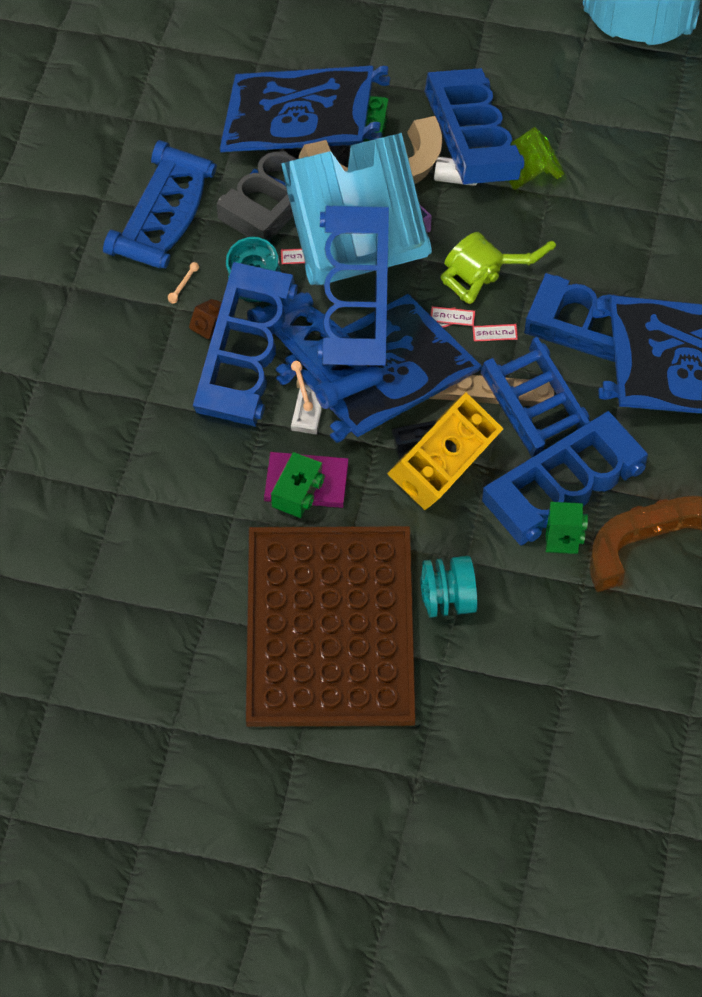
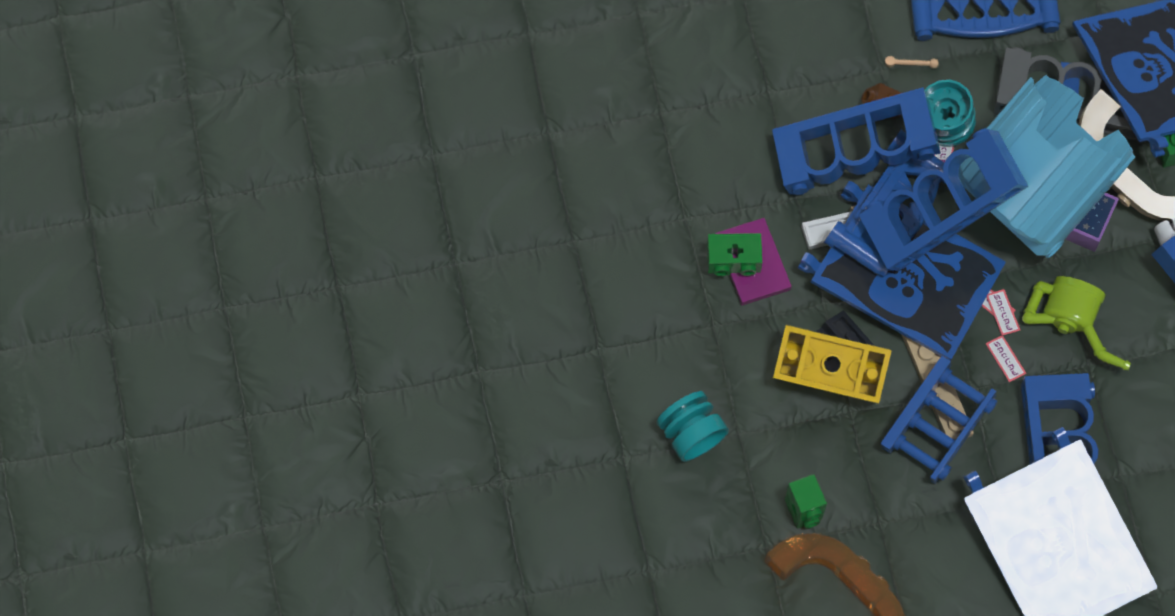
camera: 65 degrees right, 10 degrees up
(297, 367) = (859, 198): light nougat hinge -> none
(330, 627) = (612, 345): reddish brown plate -> none
(607, 437) = (916, 531): blue fence -> none

